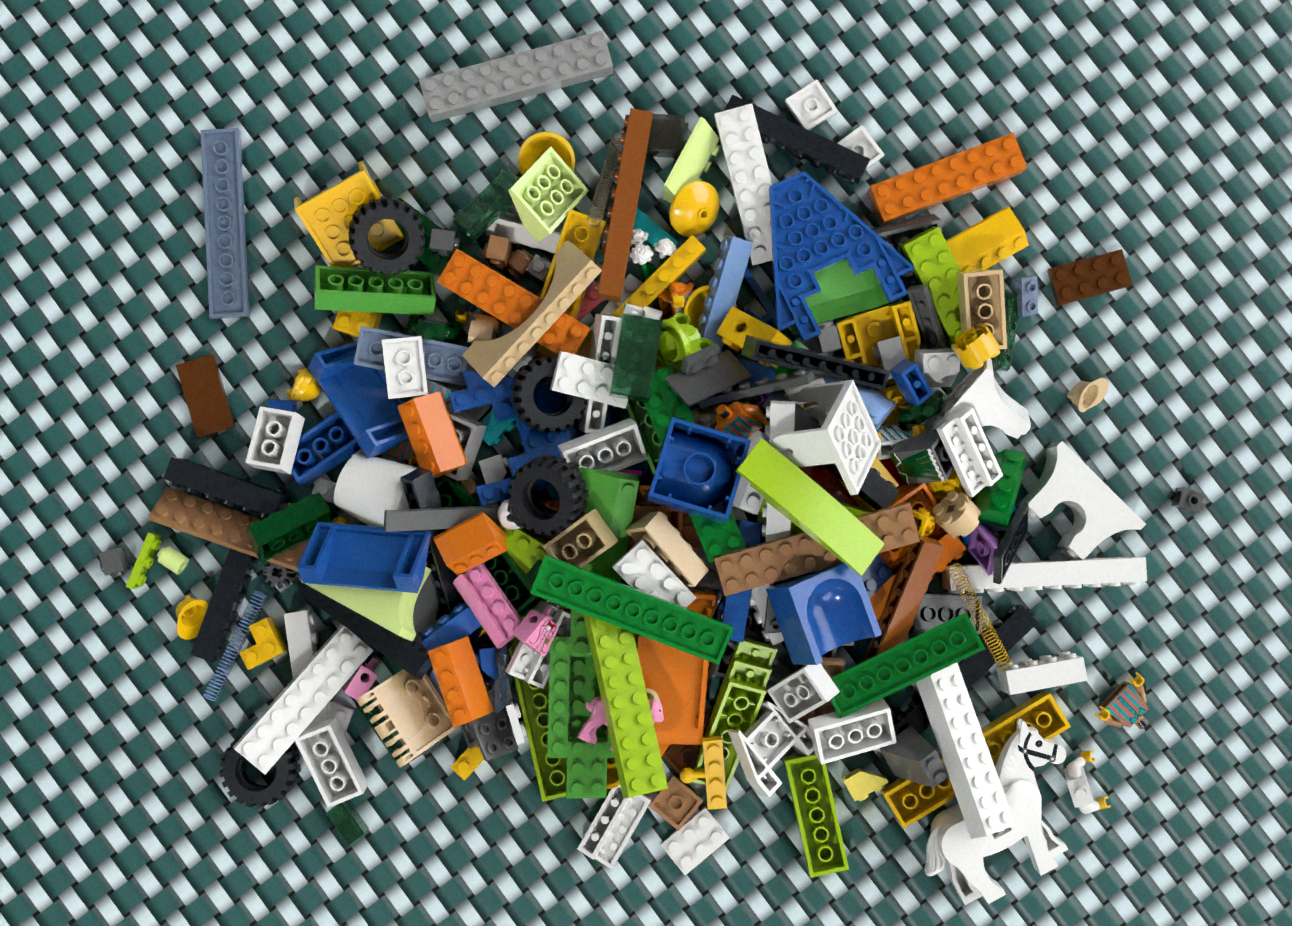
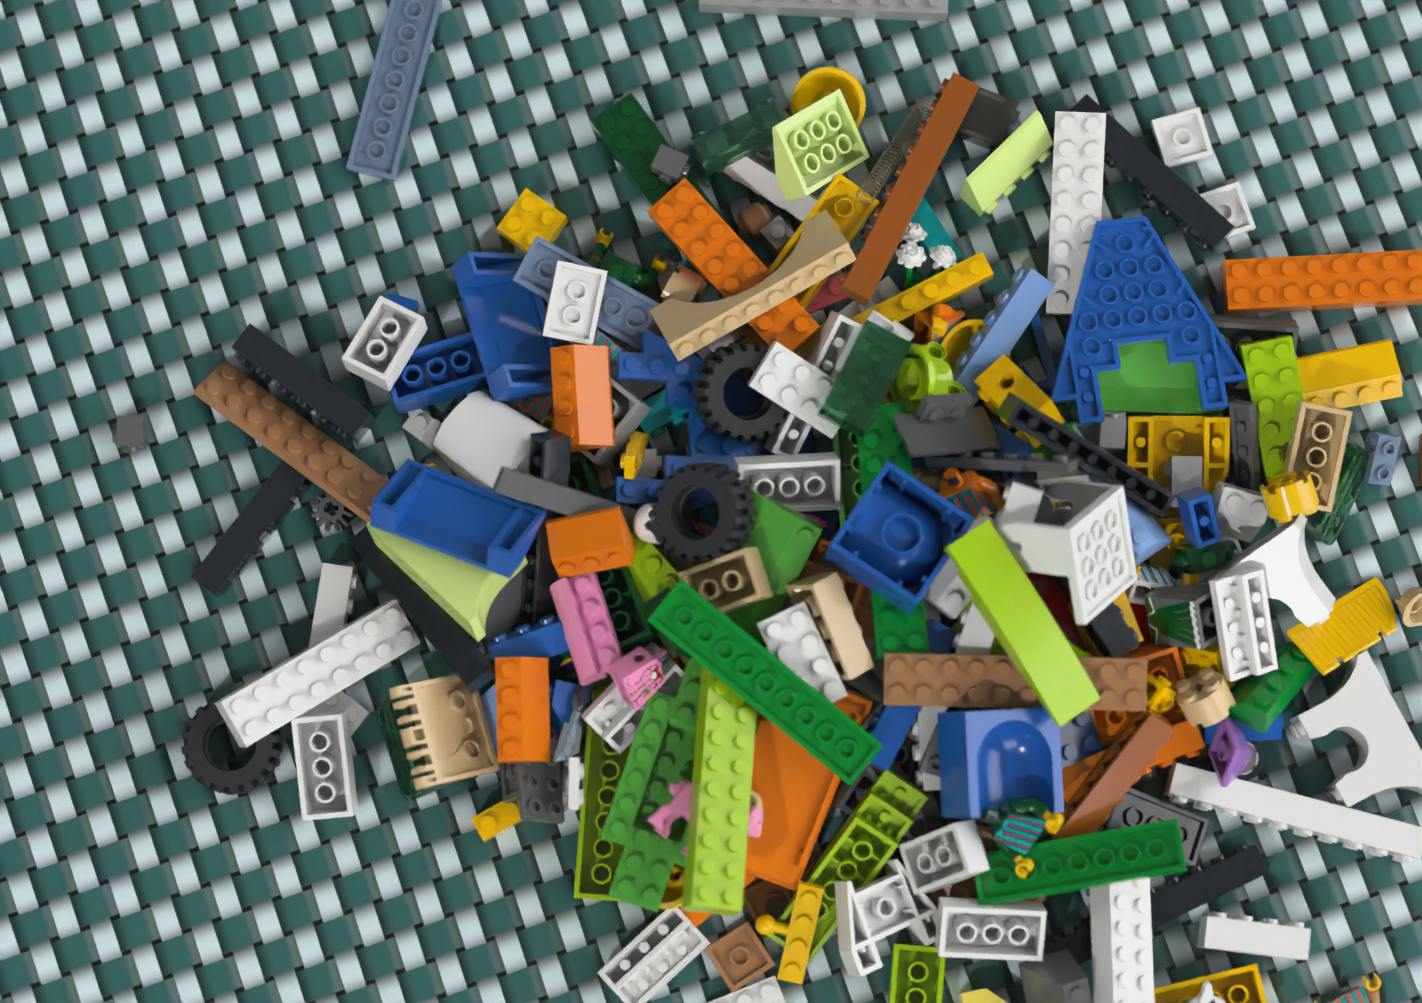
camera: 15 degrees right, 5 degrees down
(144, 560) = (168, 444): lime tile -> none
(172, 559) = (203, 453): yellowish green brick -> none
(190, 617) = (205, 530): yellow piece -> none
(205, 396) = (308, 263): reddish brown tile -> none
(230, 644) = (192, 636): light blue piece -> none
(268, 643) = (289, 598): yellow brick -> none
(288, 527) = (366, 455): dark green brick -> none
(305, 387) = (438, 289): yellow hair -> none
(331, 211) = (562, 104): yellow piece -> none
(347, 821) = (319, 847): clear green brick -> none
(358, 687) = (385, 677): bright pink torso -> none
(370, 292) = (565, 197): bright green brick -> none
(386, 261) = (604, 168): black tyre -> none
(484, 465) = (634, 454): none -> yellow hinge
(498, 251) = (732, 197): medium nougat brick -> none
(688, 205) = (995, 220): yellow dish -> none
(851, 654) = (1017, 827): none -> torso
(956, 583) = (1197, 842): yellow piece -> none
(1010, 543) = (1262, 755): black tile -> none
(1047, 418) = (1349, 629): none -> yellow piece

